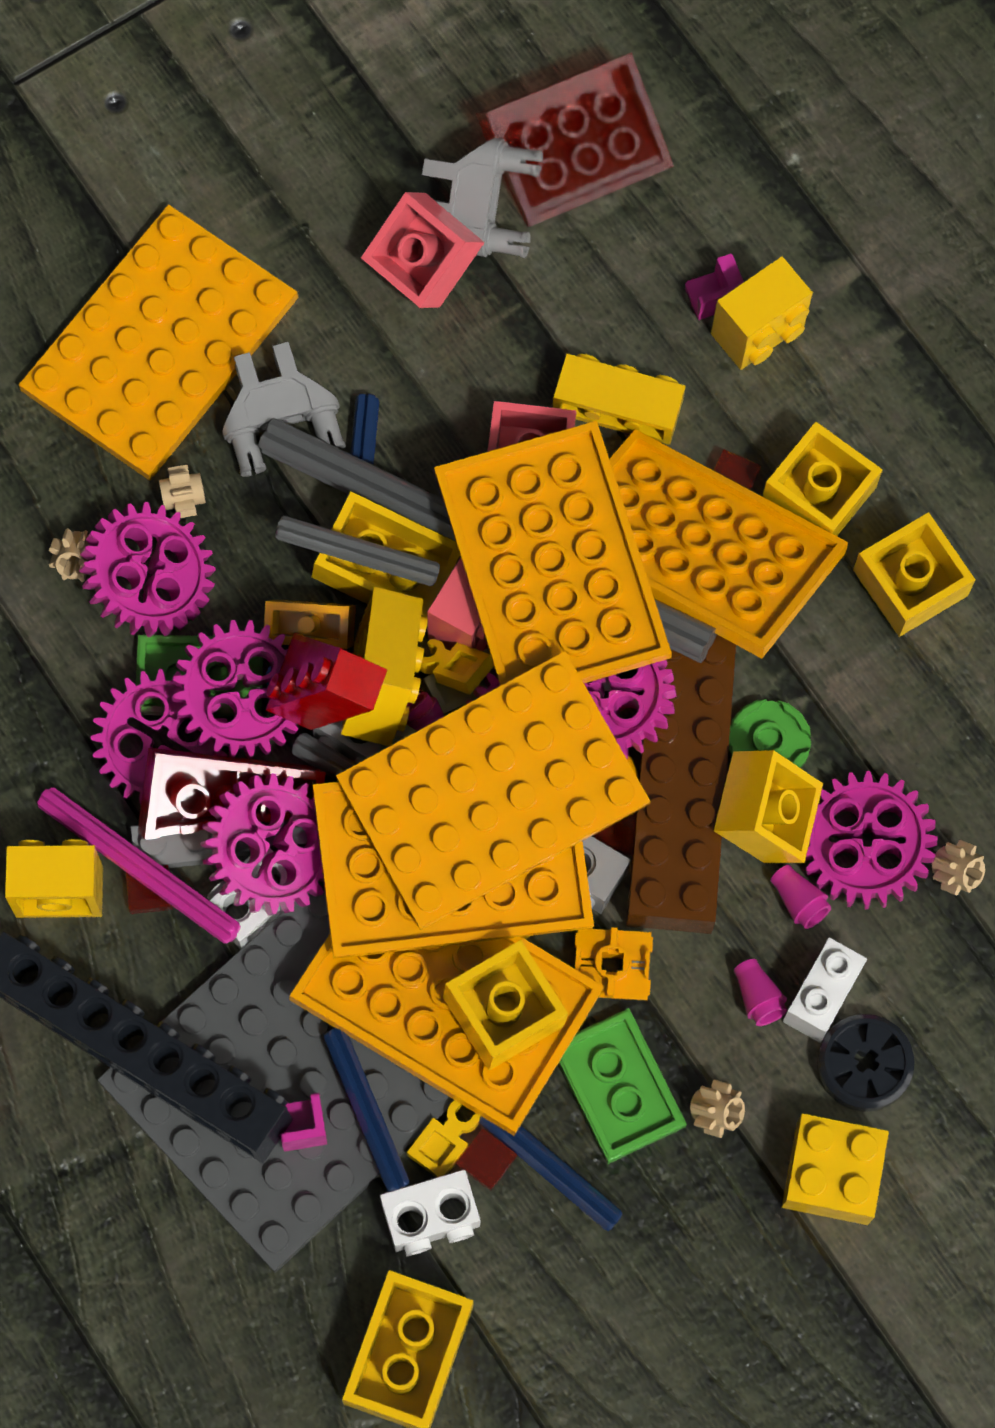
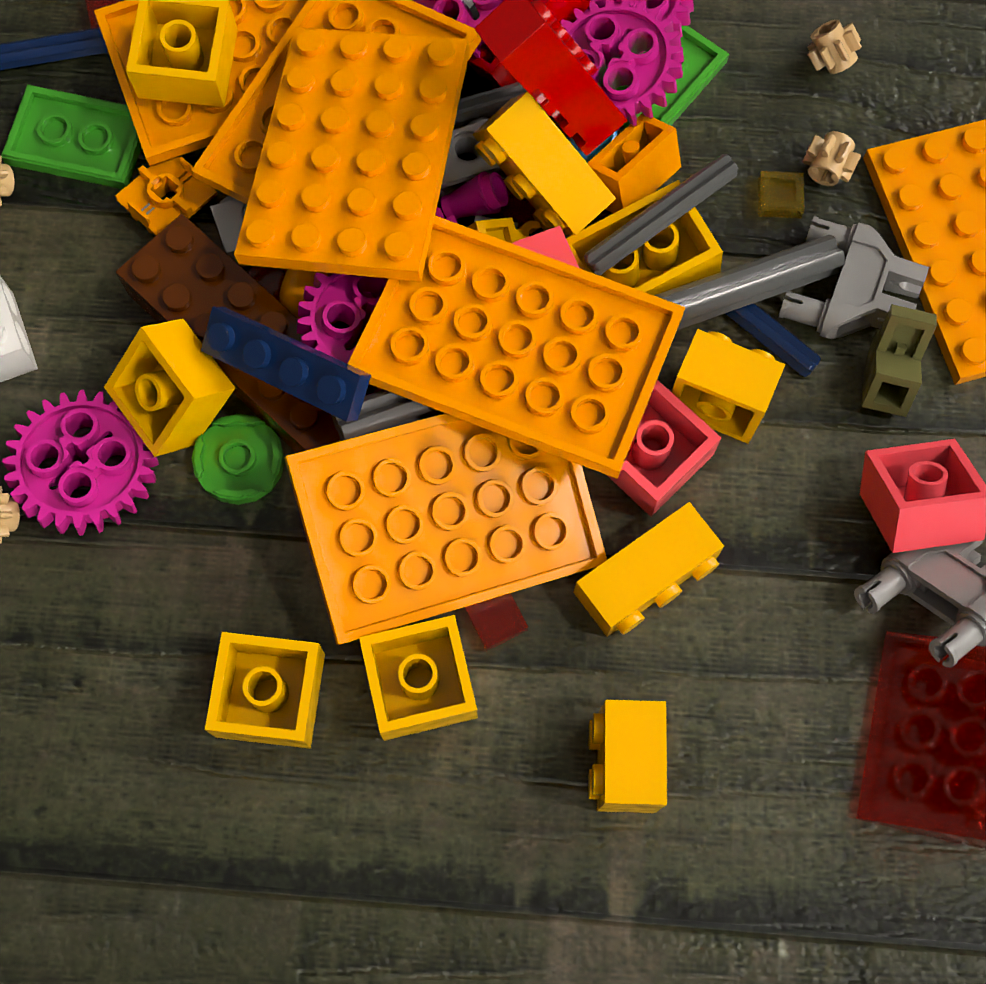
camera: 130 degrees right, 0 degrees up
(182, 580) = (807, 56): dark pink gear -> none
(235, 515) = (780, 194): none -> clear yellow tile
(328, 338) = (895, 358): none -> olive brick
(442, 424) = (727, 384): none -> yellow brick
(697, 709) = (286, 363): none -> dark blue plate
(708, 289) = (694, 749): dark pink panel -> none
(759, 993) = (41, 282): dark pink cone -> none
(802, 899) = (81, 372): dark pink cone -> none

